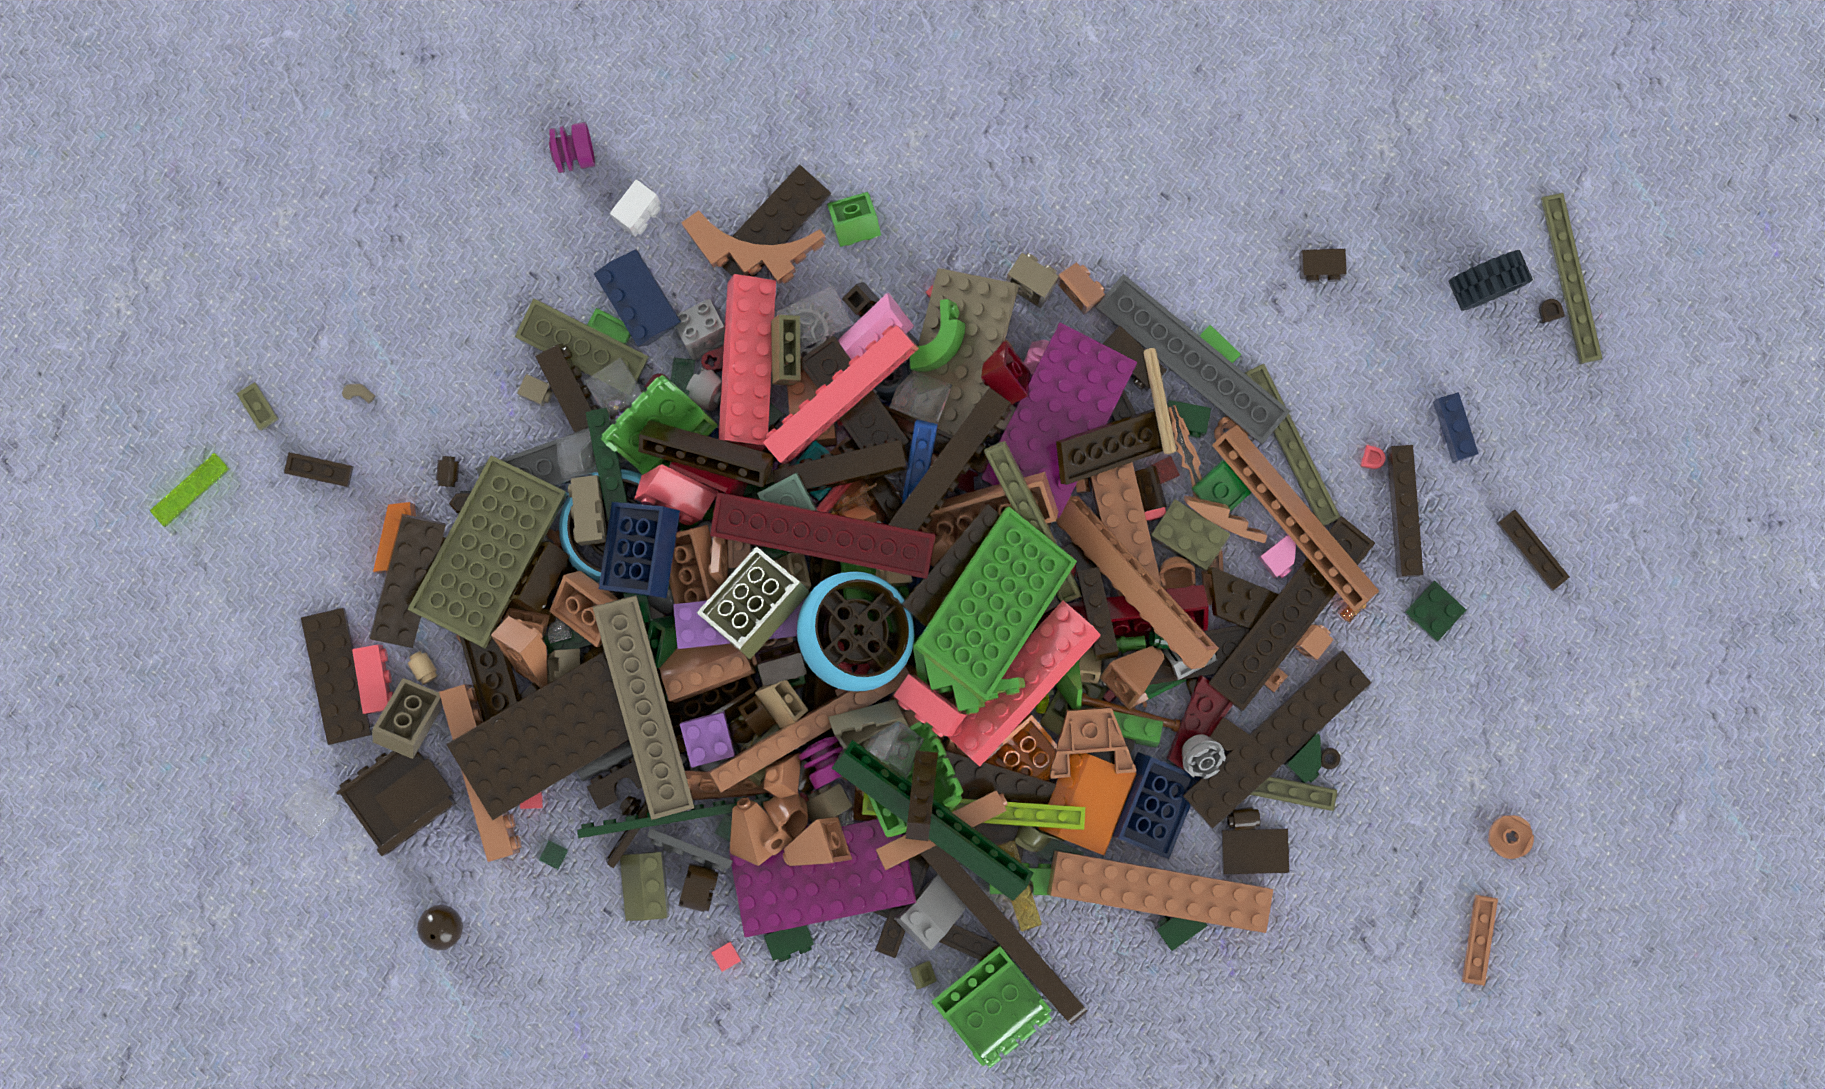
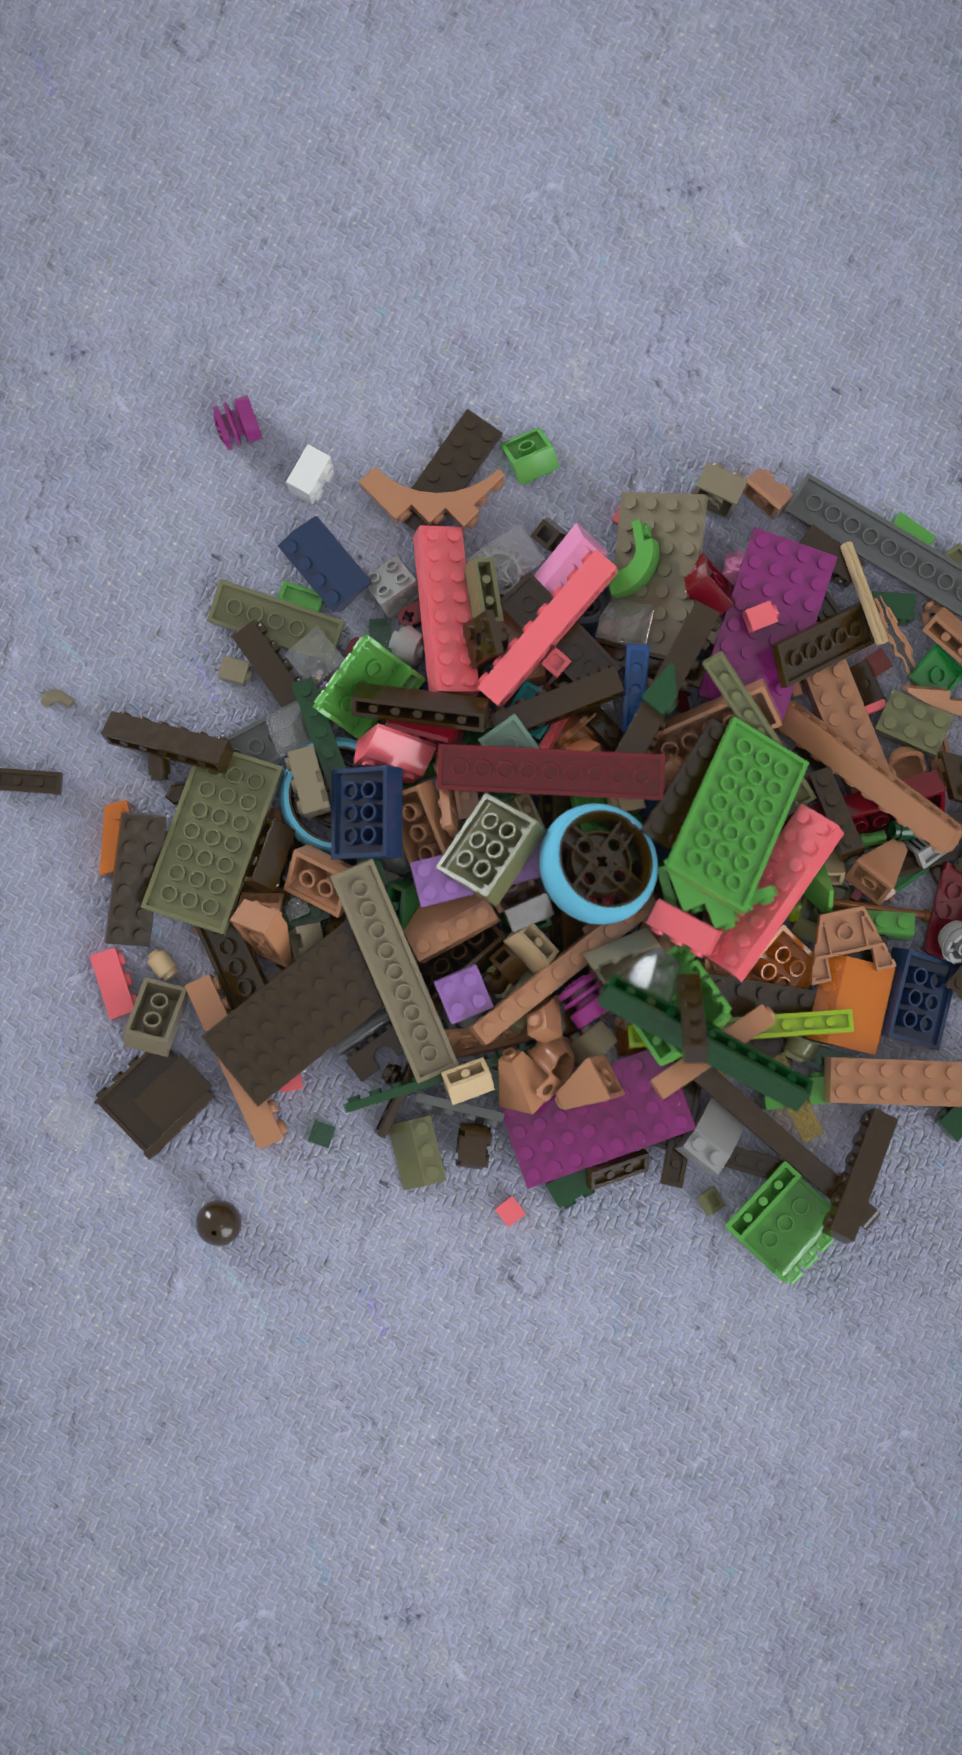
camera: 10 degrees left, 0 degrees up
(335, 676) = (75, 985): dark brown plate -> none
(458, 451) = (168, 741): none -> dark brown brick
(700, 824) = (467, 1081): none -> tan brick
(779, 395) = (485, 638): none -> dark brown piece
(835, 931) = (617, 1169): none -> dark brown plate
(846, 427) = (556, 662): none -> coral tile
(941, 474) = (662, 693): none -> dark green slope
(1051, 411) = (760, 616): none -> coral brick
(1070, 971) = (859, 1175): none -> dark brown brick

